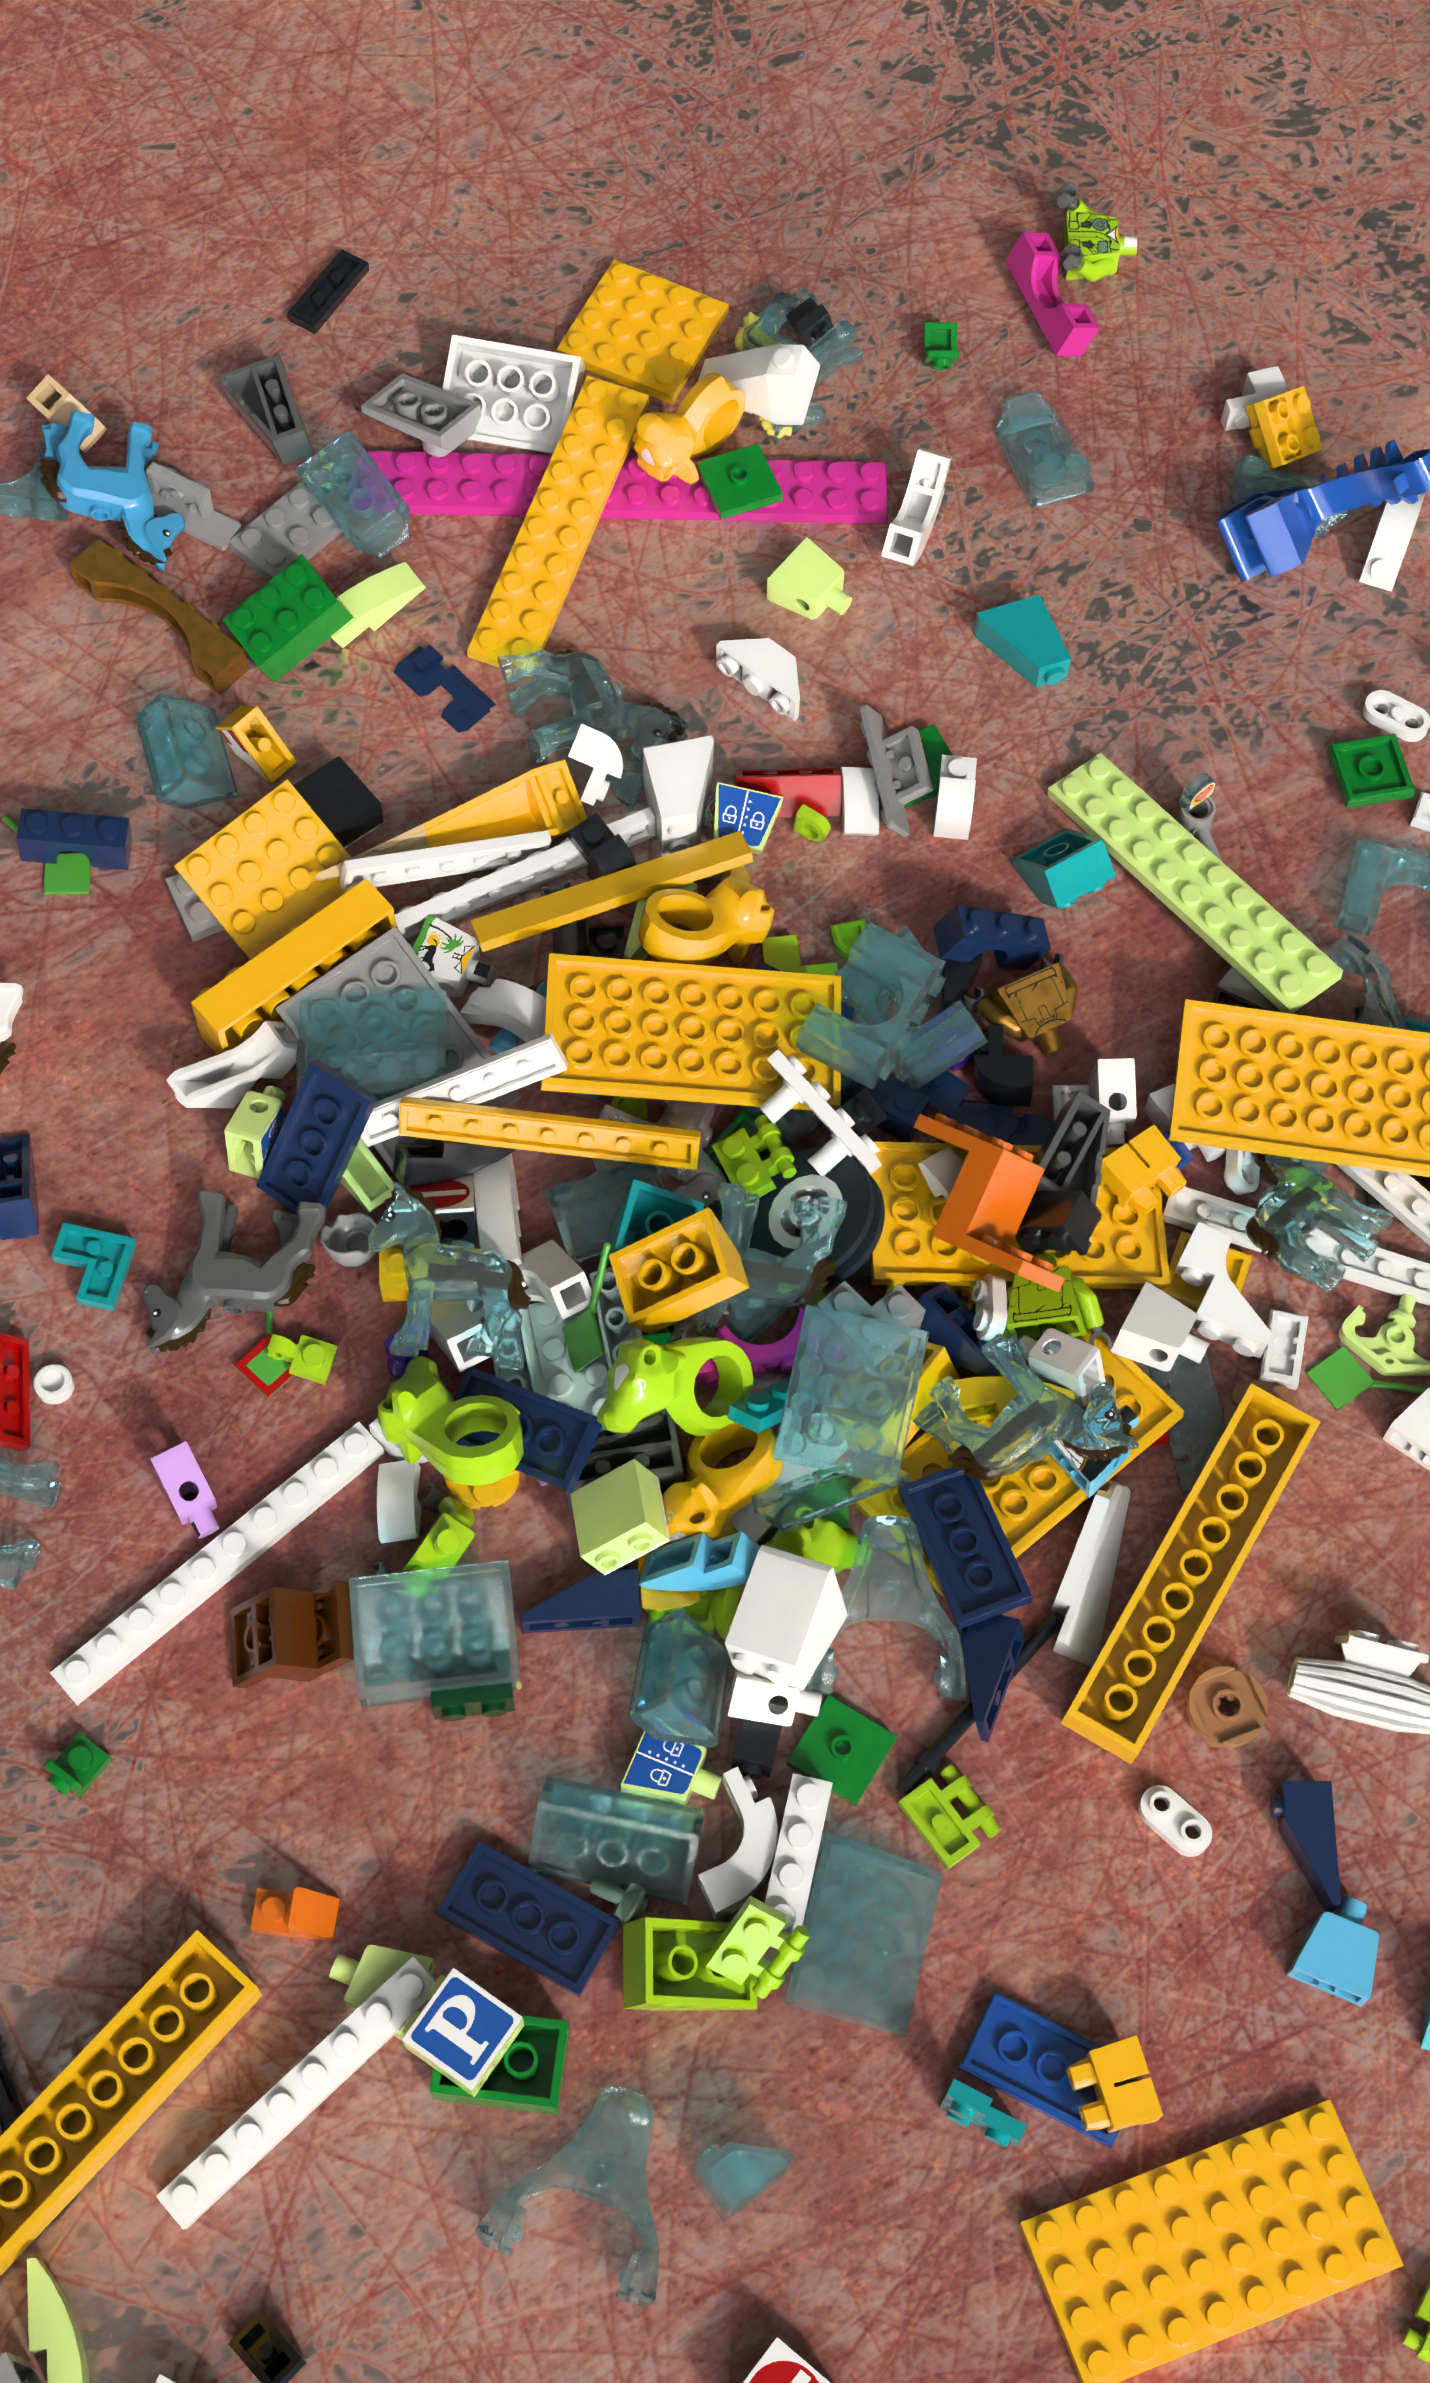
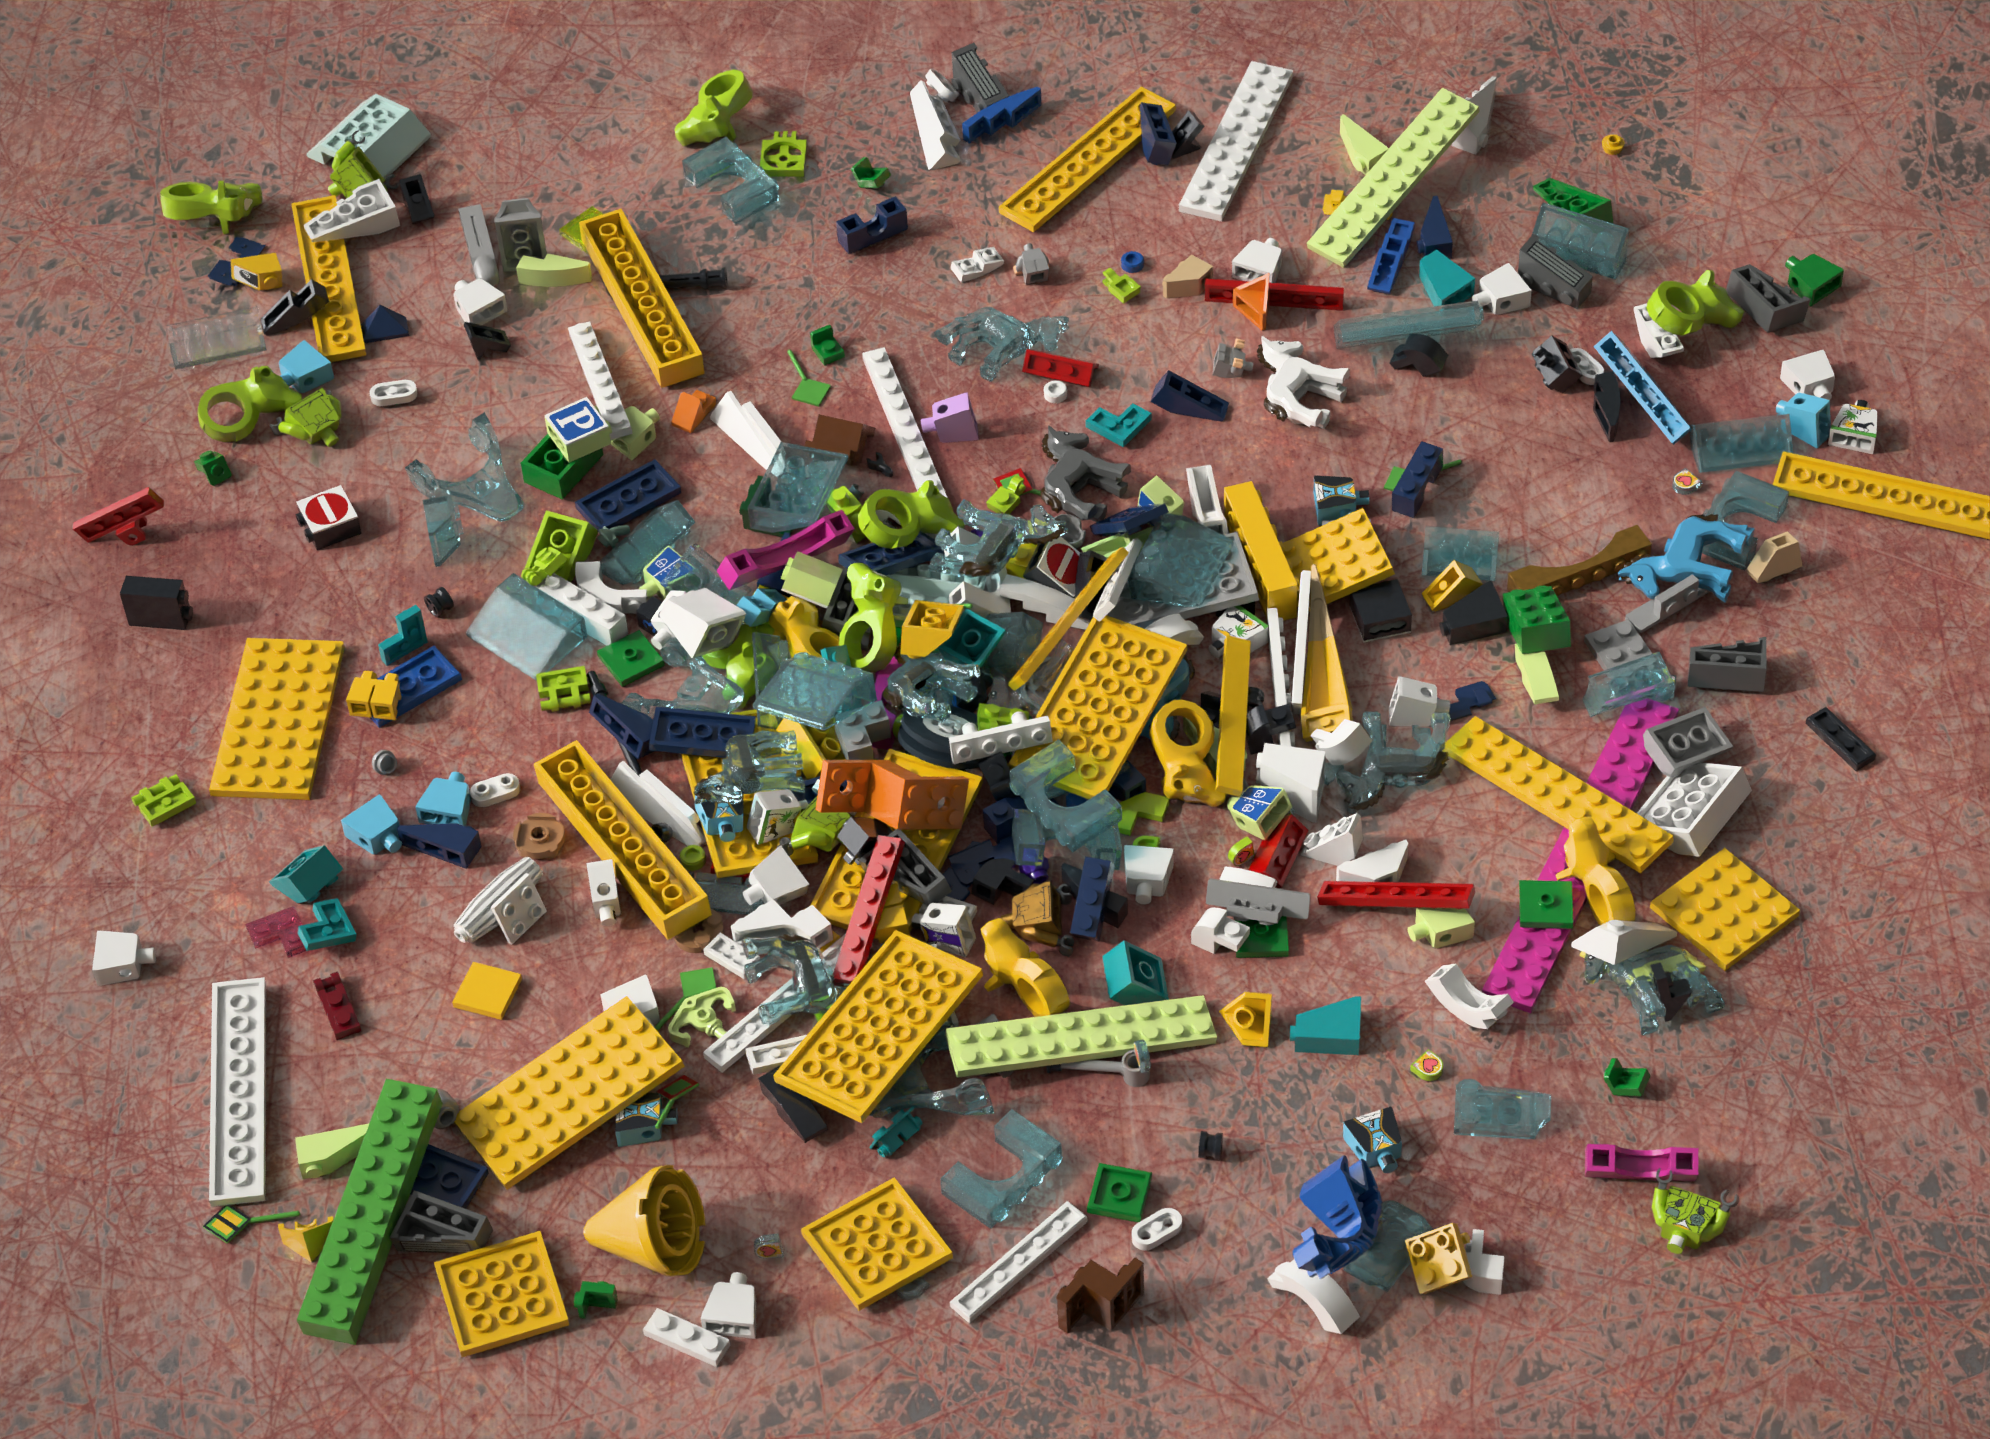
camera: 120 degrees right, 15 degrees down
(146, 929) = (1336, 497): none -> torso
(177, 1753) = (809, 390): none -> bright green piece
(295, 701) = (1475, 616): none -> black slope
(304, 1567) = (879, 465): none -> black piece
(315, 1791) = (746, 428): none -> white wedge
(483, 696) = (1415, 703): none -> white torso
(651, 1605) = (753, 564): none -> dark pink arch
(752, 719) = (1335, 842): none -> white slope
(810, 624) = (1396, 894): none -> red plate
(875, 2106) = (438, 601): none -> black wheel
(897, 905) = (1147, 871): none -> white torso
(1019, 537) = (1428, 1066): none -> tile
(1057, 725) = (1250, 1018): none -> yellow slope
(1132, 994) = (1014, 965): none -> yellow animal
(1135, 1540) = (663, 831): none -> black hinge
(1148, 1483) = (692, 857): none -> lime tile
(1153, 547) = (1375, 1138): none -> torso
(1161, 1174) = (868, 908): none -> plate
(1214, 2016) = (384, 762): none -> light grey plate
(1241, 1871) = (445, 801): none -> medium azure torso
(1256, 701) = (1210, 1145): none -> black wheel
(1284, 1554) = (604, 891): none -> white torso

